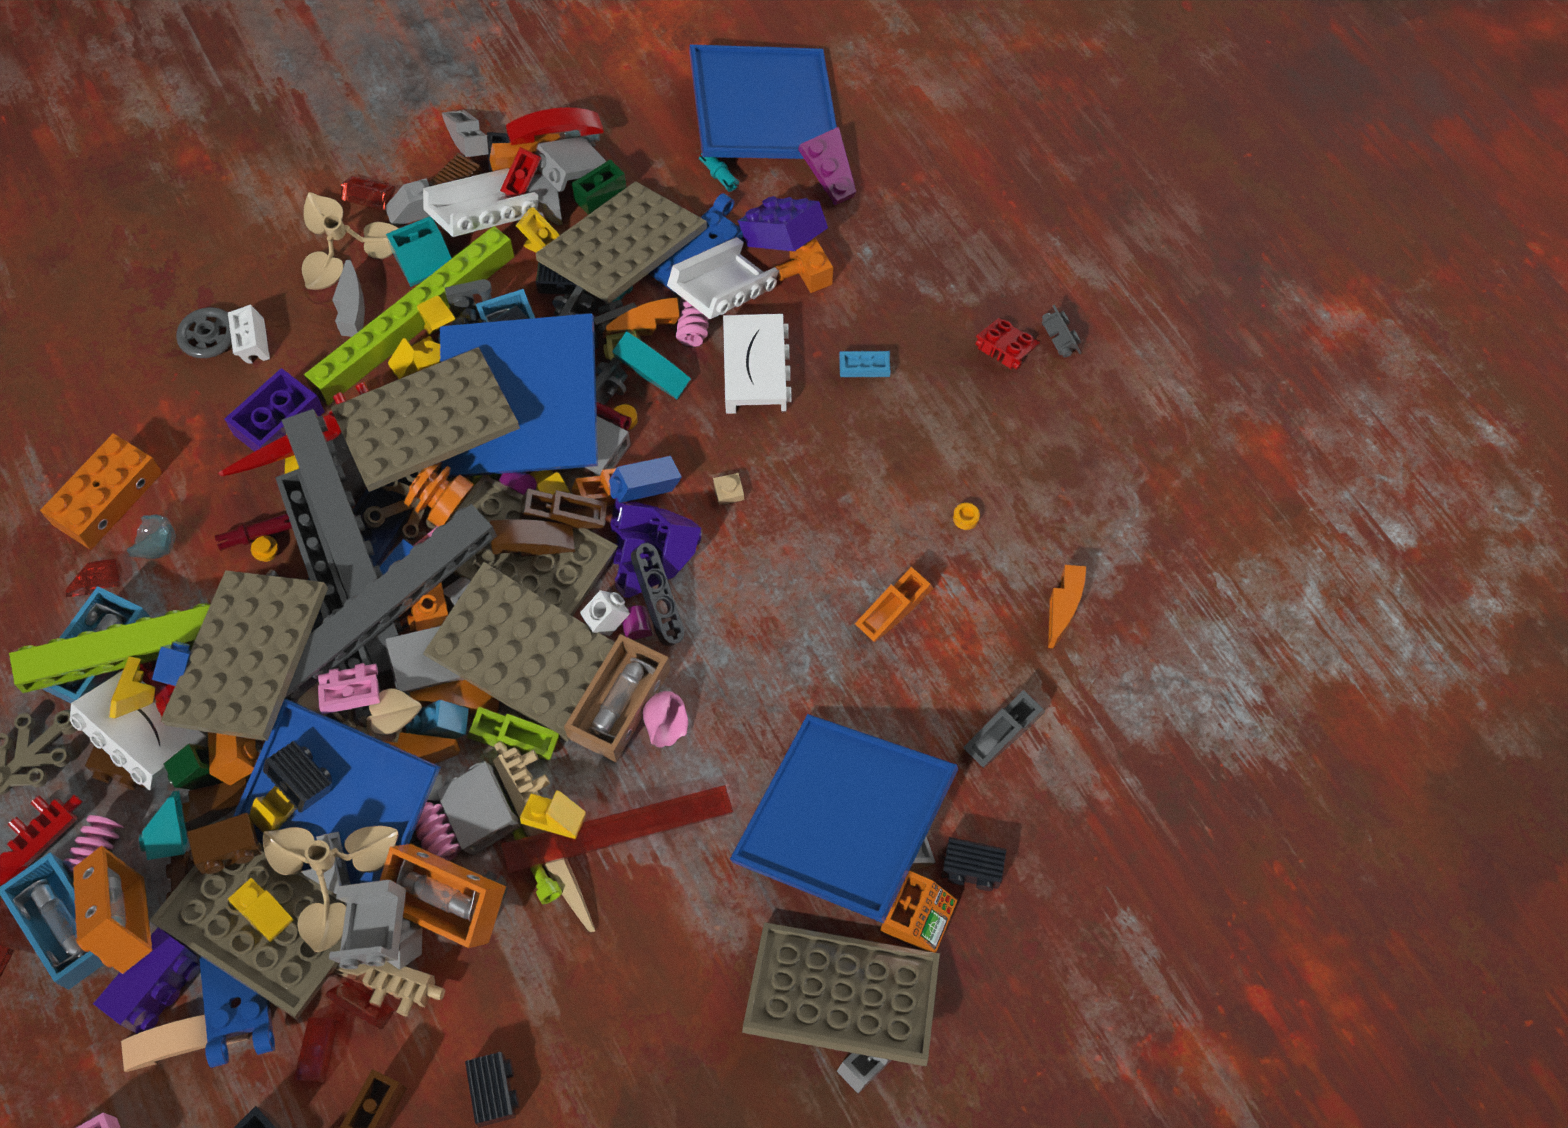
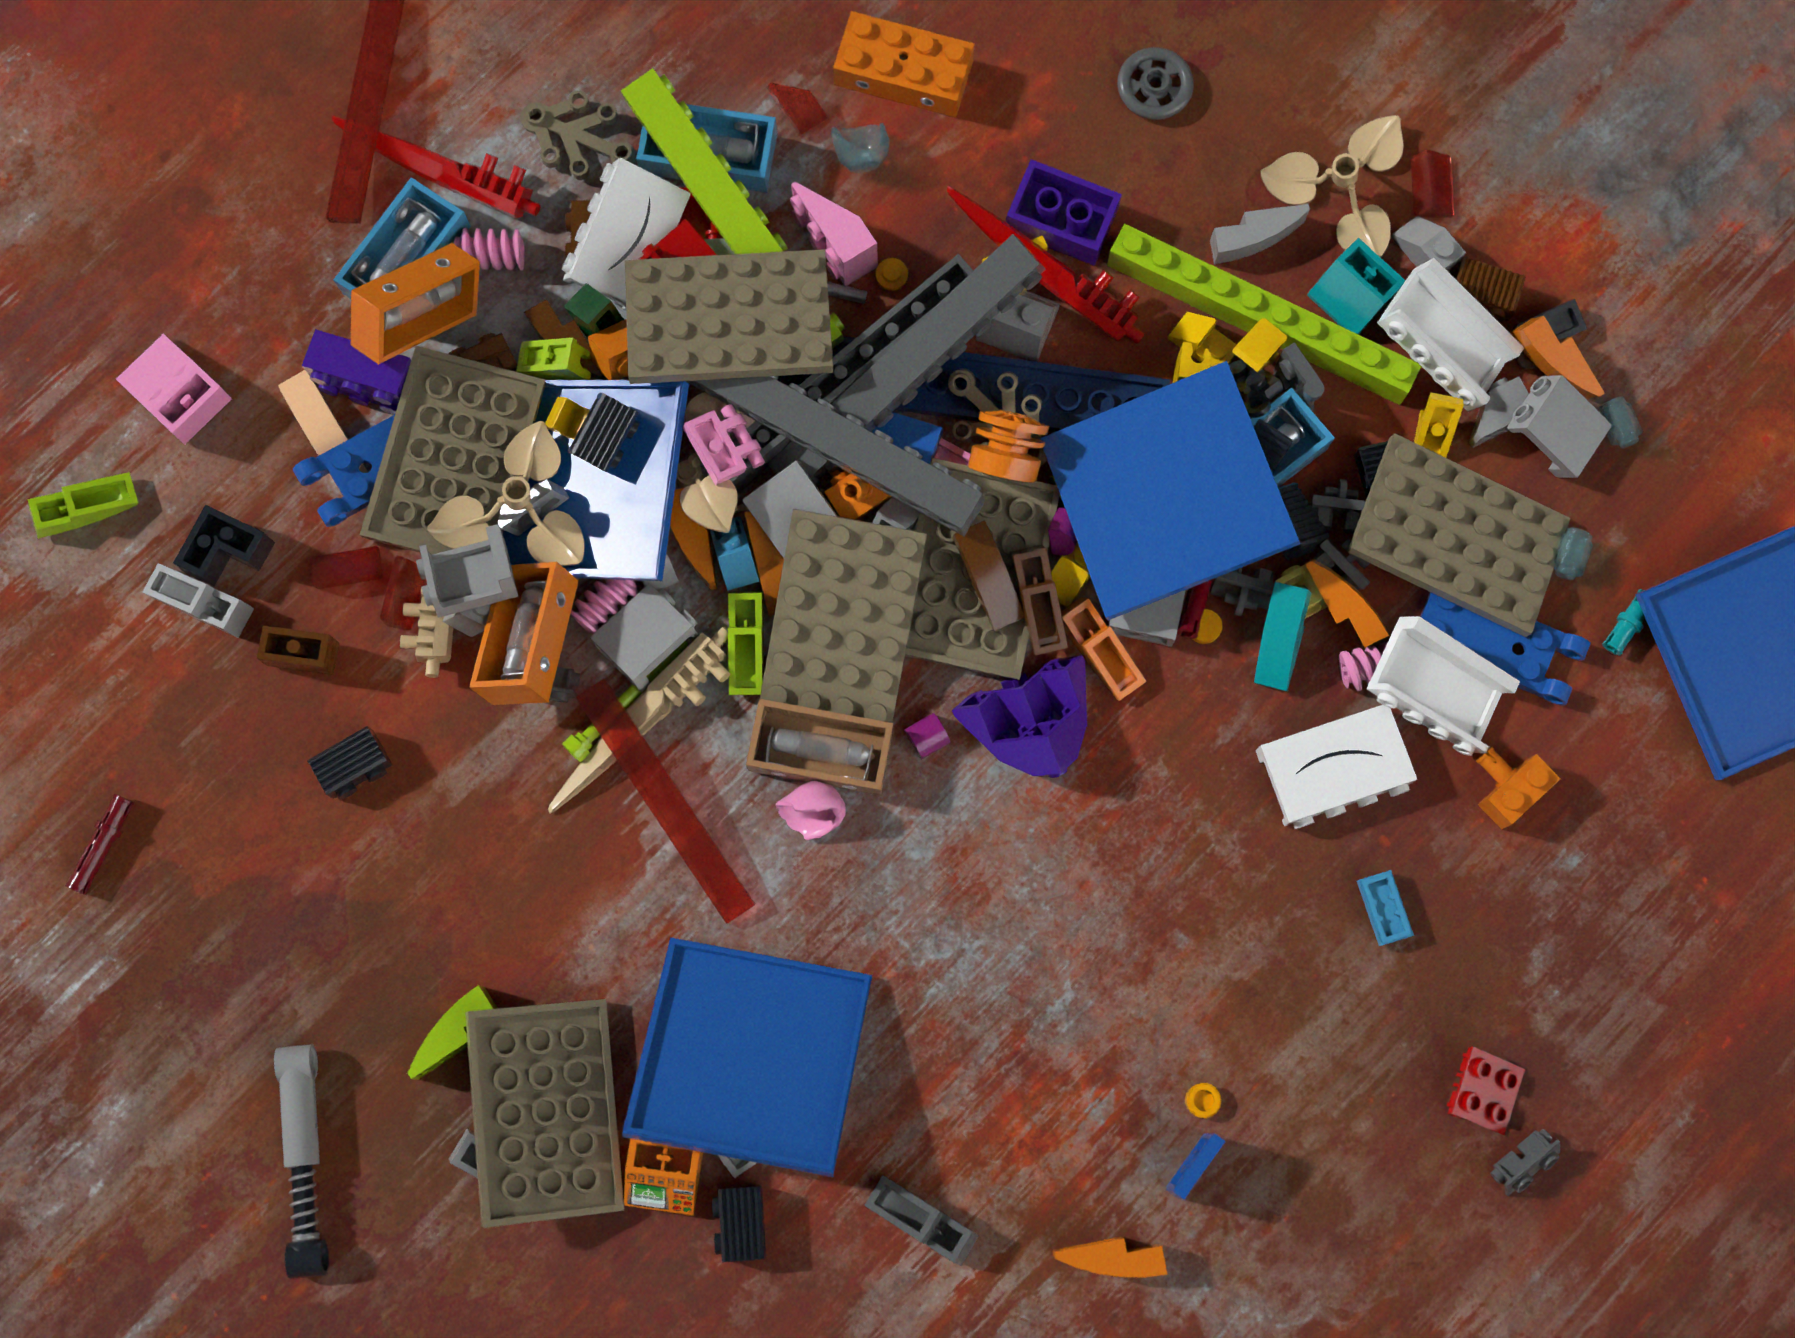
camera: 75 degrees right, 15 degrees up
(130, 692) = (649, 211): yellow slope -> none
(166, 831) = (518, 318): teal slope -> none
(171, 662) = (696, 242): blue brick -> none
(202, 573) = (841, 233): none -> bright pink slope
(215, 805) = (553, 359): none -> lime hinge
(224, 844) = (514, 386): reddish brown brick -> none
(245, 534) = (902, 246): dark red pin -> none
(248, 334) = (1166, 133): white hinge -> none
(260, 909) = (457, 452): yellow slope -> none
(424, 418) = (1088, 394): dark tan plate -> none
(466, 133) = (1565, 271): light grey slope -> none
(520, 173) = (1513, 369): red slope -> none
(553, 121) = (1610, 383): red slope -> none
(553, 815) = (652, 723): yellow slope -> none
(599, 186) = (1537, 475): dark green brick -> none
(605, 612) = (923, 695): white brick -> none
(644, 479) = (1111, 682): brick -> none
(653, 595) = (960, 745): black beam -> none
(660, 184) = (1572, 553): none -> clear light blue brick
(728, 489) = (1145, 788): tan plate -> none
(753, 1059) = (449, 1033): none -> lime slope
(782, 223) = (1554, 737): dark purple brick -> none
(830, 165) = (1691, 770): magenta wing -> none
(894, 604) = (1046, 1041): orange slope -> none
(1013, 526) = (1194, 1165): none -> blue tile

